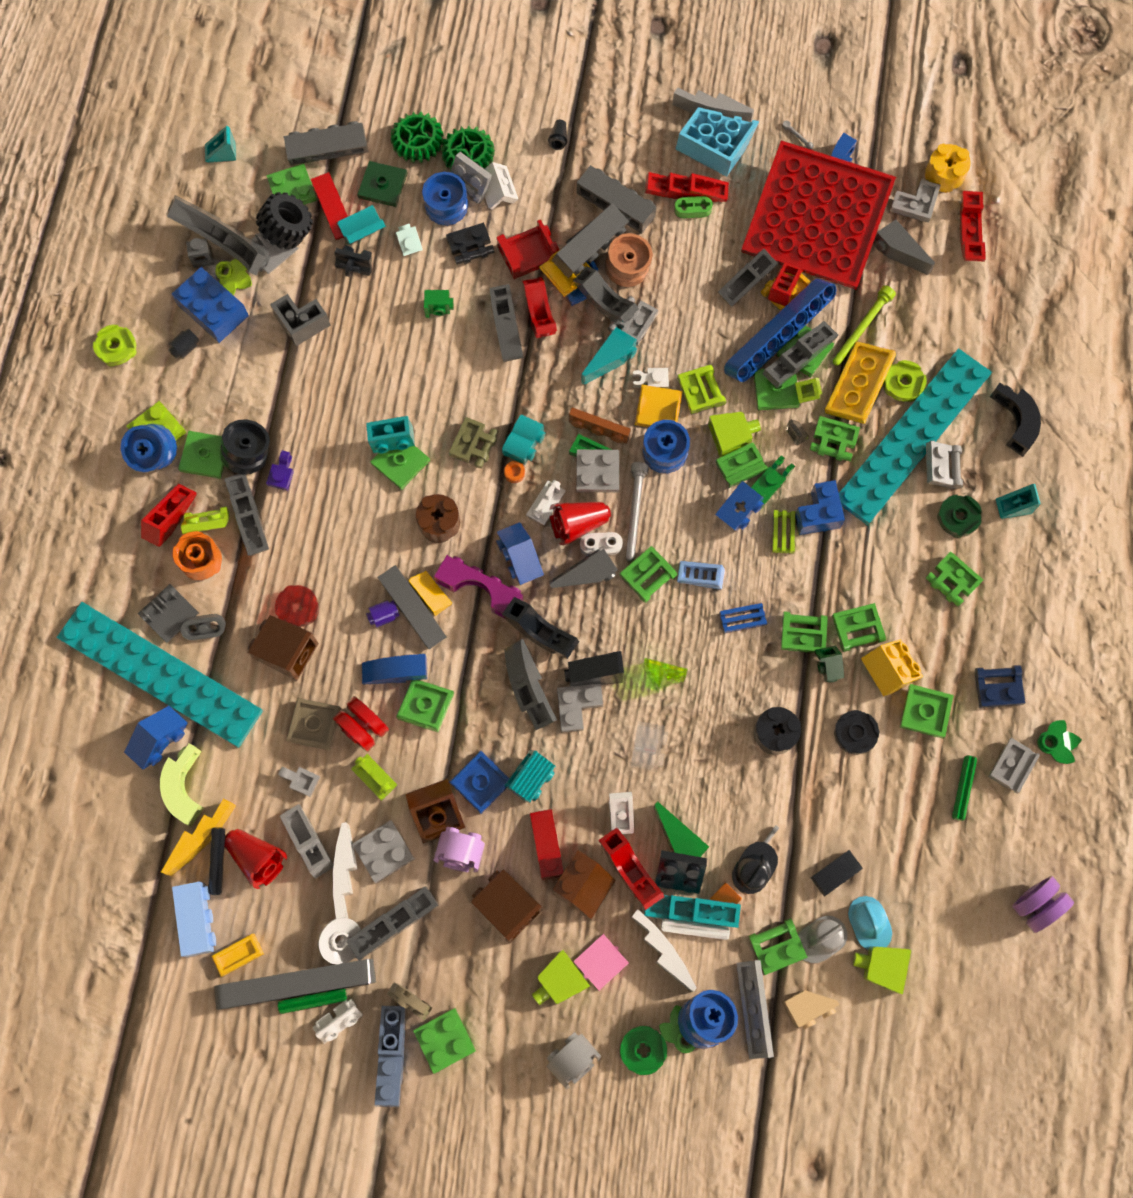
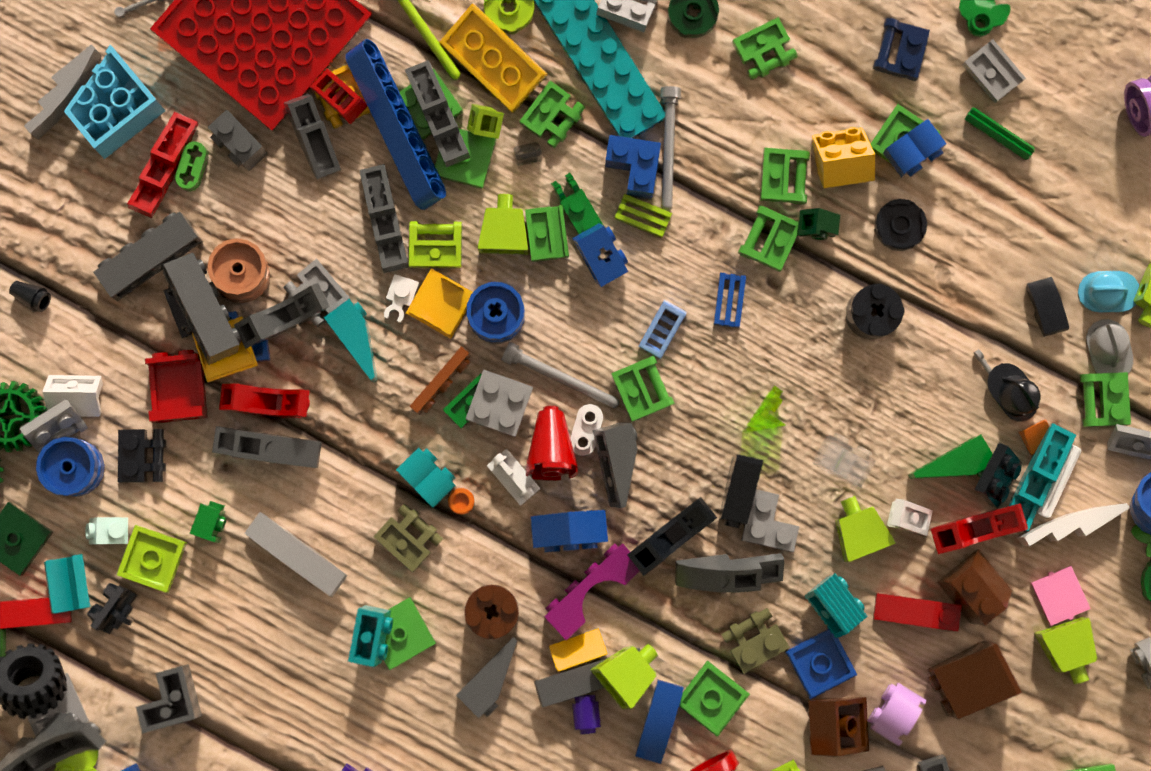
camera: 75 degrees left, 10 degrees up
(383, 534) = (486, 685): none -> dark grey slope
(398, 275) = (151, 558): none -> lime plate
(423, 629) = (627, 674): none -> lime torso
(433, 369) = (296, 554): none -> light grey slope
(476, 729) = (760, 647): none -> olive plate
(596, 777) = (861, 531): none -> lime torso
(707, 347) = (384, 218): none -> dark grey slope
(724, 228) = (243, 146): none -> dark grey brick
(885, 521) = (670, 97): none -> light grey piece
(922, 717) = (915, 148): none -> blue brick

